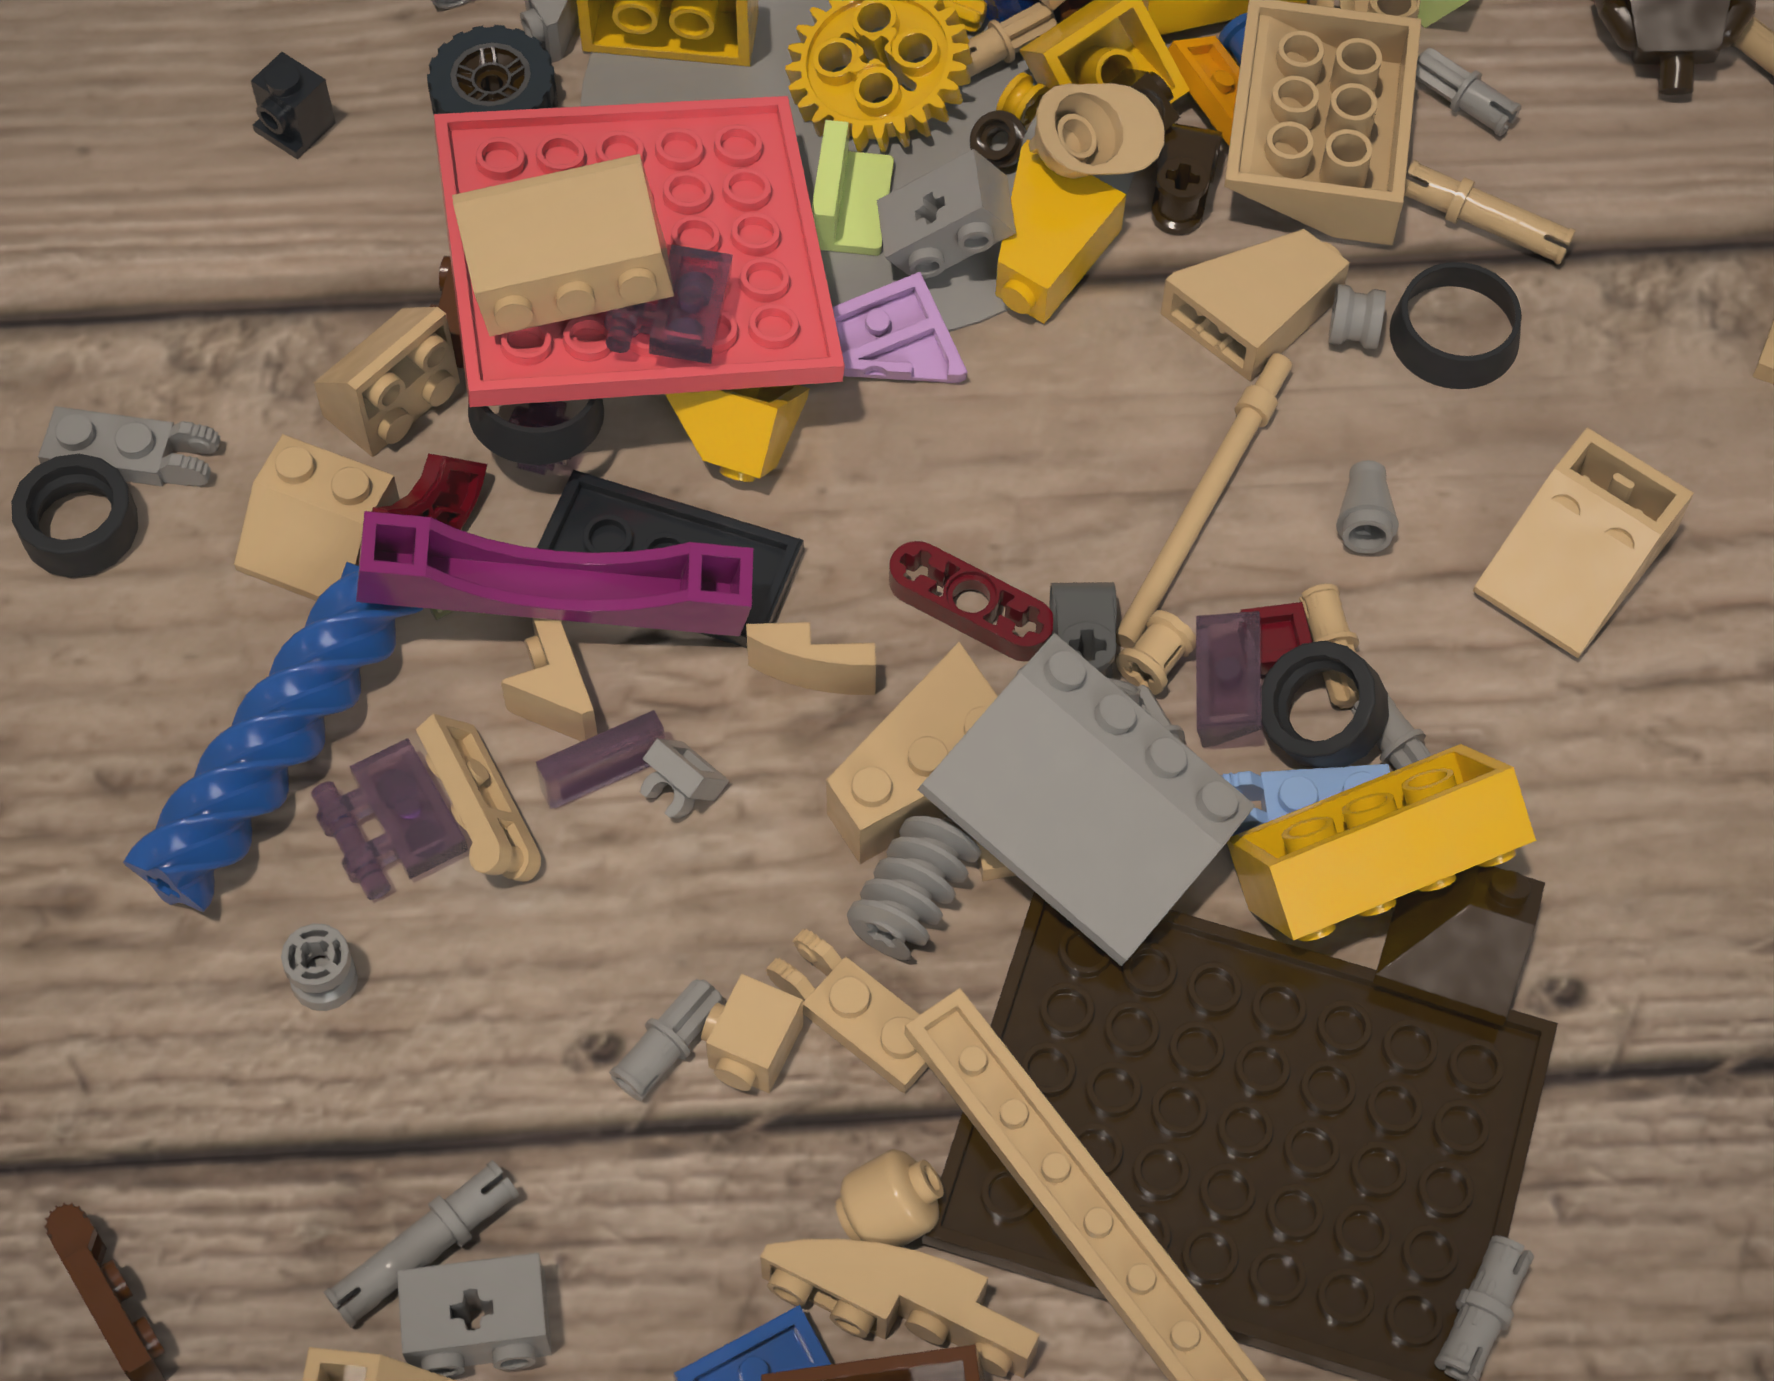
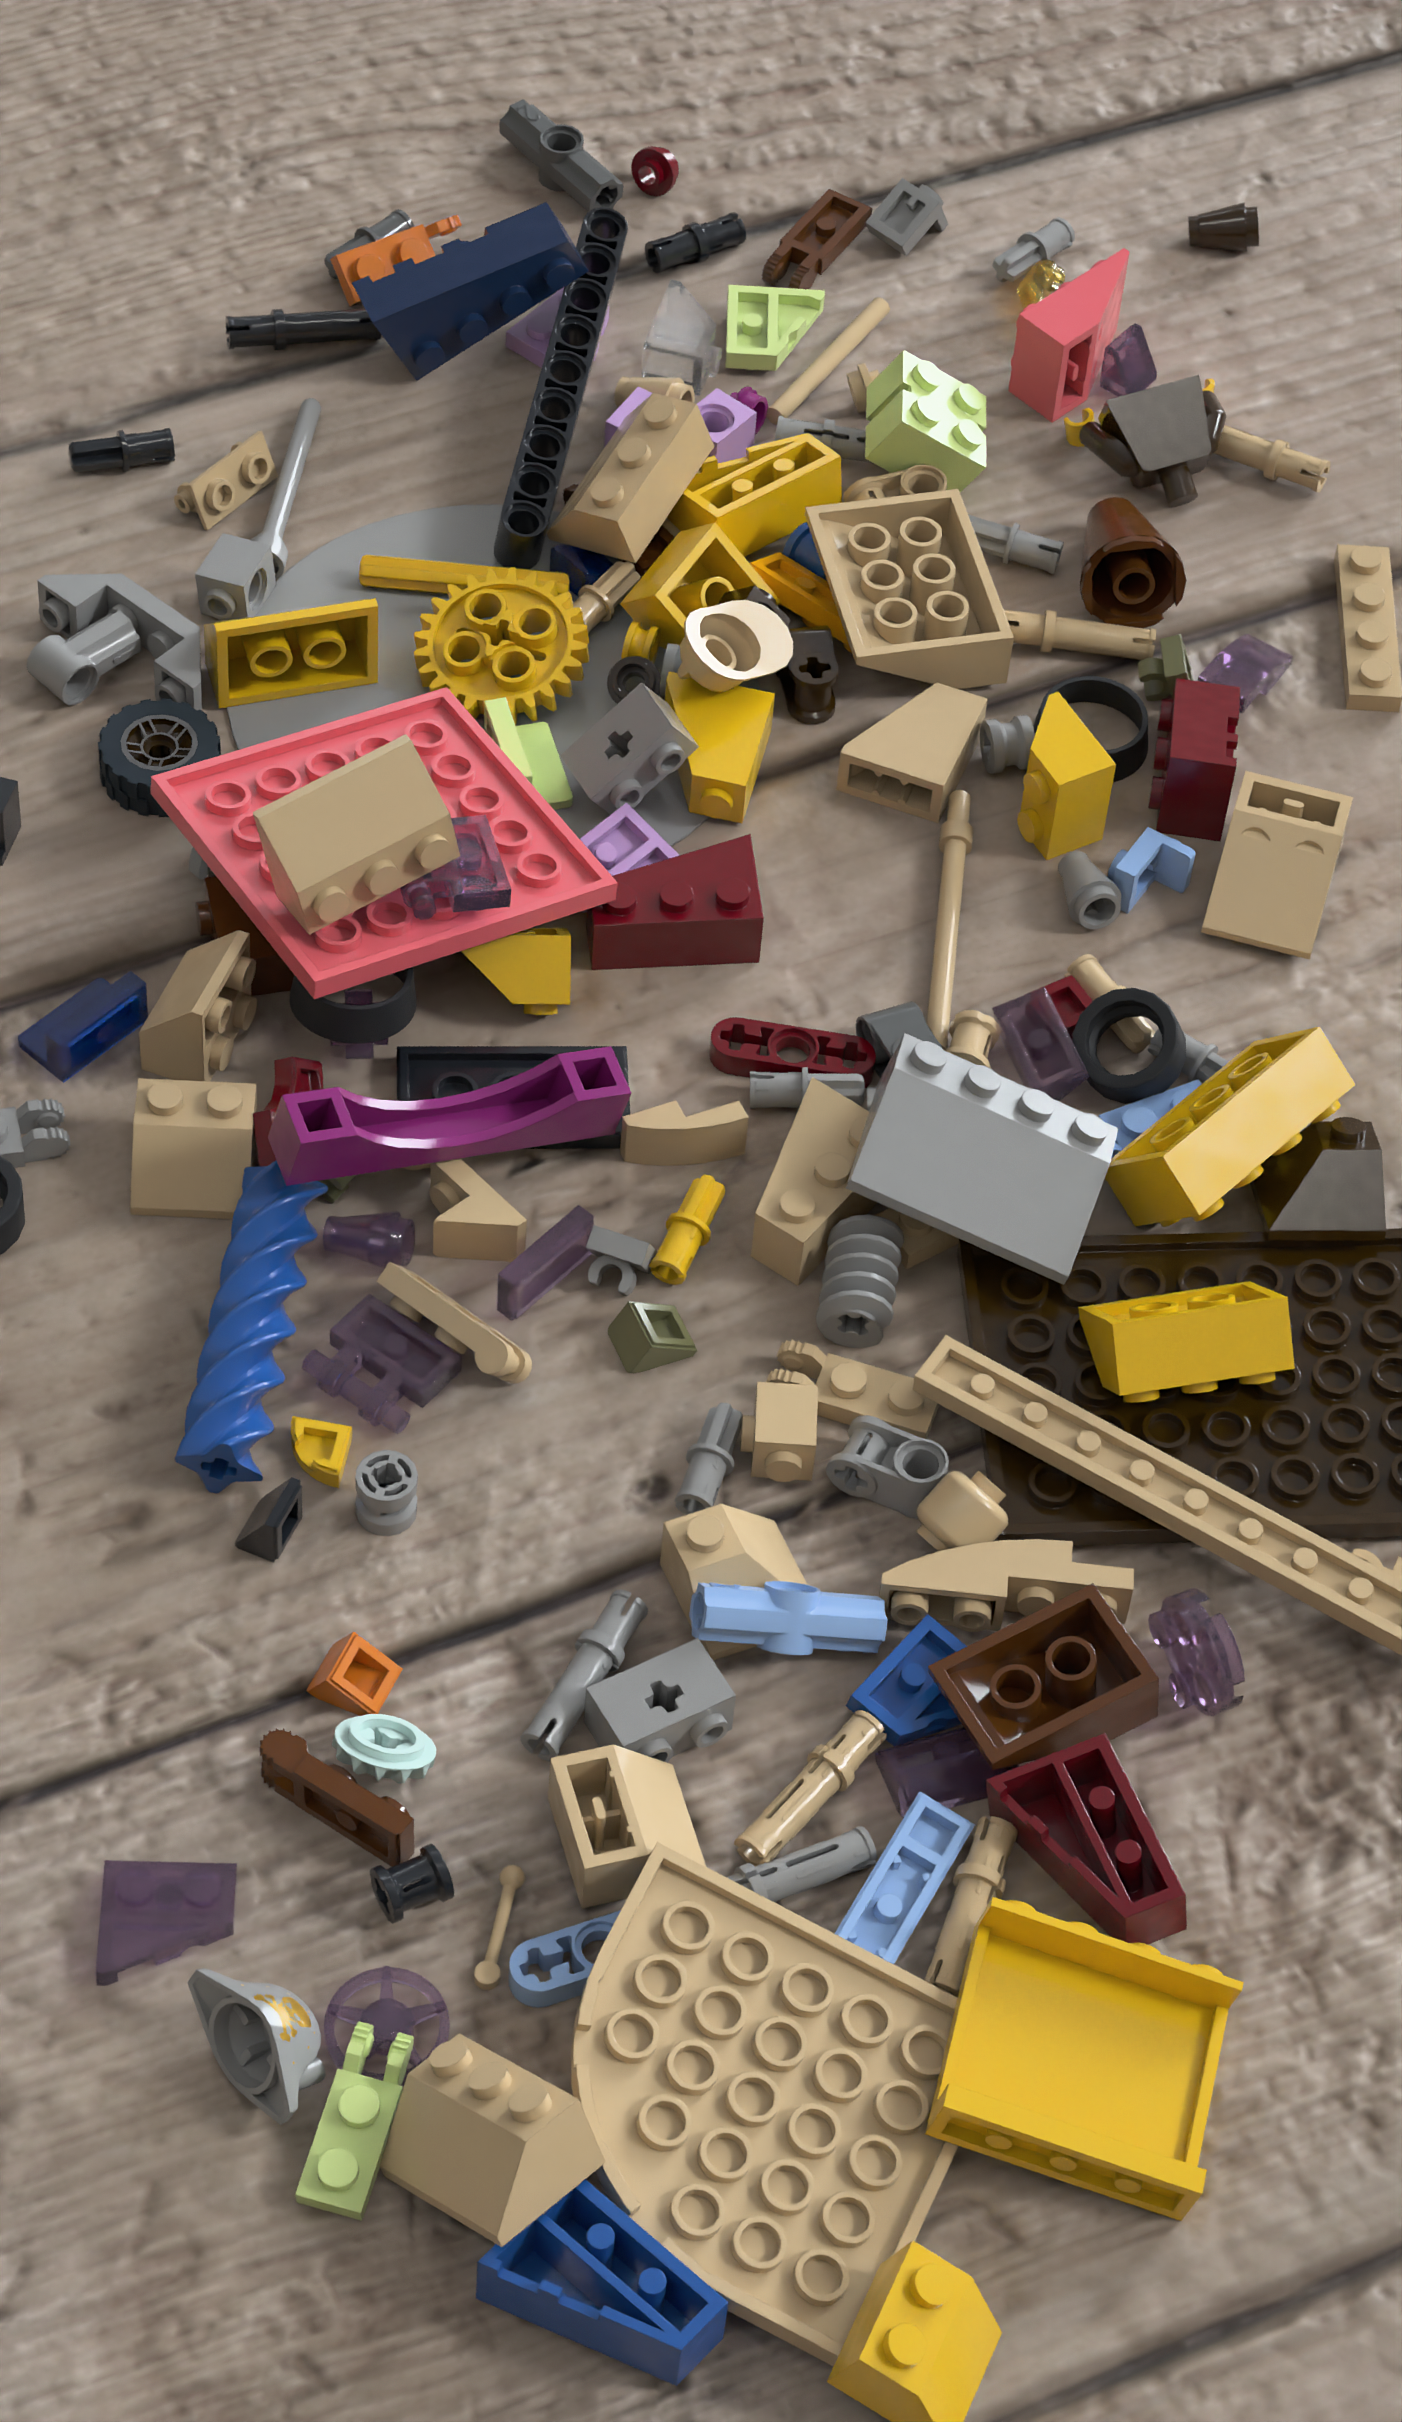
camera: 25 degrees left, 10 degrees down
(199, 1162) = (354, 1676): none -> orange slope
(200, 961) = (272, 1521): none -> black slope
(201, 1250) = (384, 1747): none -> light aqua gear
(284, 355) = (86, 1025): none -> clear blue panel
(290, 891) = (321, 1448): none -> yellow tile
(449, 677) = (371, 1237): none -> clear purple cone
(631, 1189) = (726, 1549): none -> tan slope
(650, 1258) = (788, 1617): none -> light blue piece
(678, 874) = (650, 1336): none -> olive slope
(767, 767) = (687, 1230): none -> yellow axle
(839, 1104) = (887, 1465): none -> light grey piece
(924, 406) = (682, 912): none -> dark red wedge
(937, 637) = (789, 1088): none -> light grey axle
(1224, 1077) = (1189, 1339): none -> yellow slope
(1385, 381) = (1064, 783): none -> yellow slope
(1445, 492) = (1151, 859): none -> light blue bracket
(1551, 390) = (1195, 759): none -> dark red wedge
(1569, 287) = (1160, 674): none -> olive tile
(1572, 152) = (1128, 567): none -> reddish brown cone
(1652, 303) = (1247, 665): none -> clear purple slope

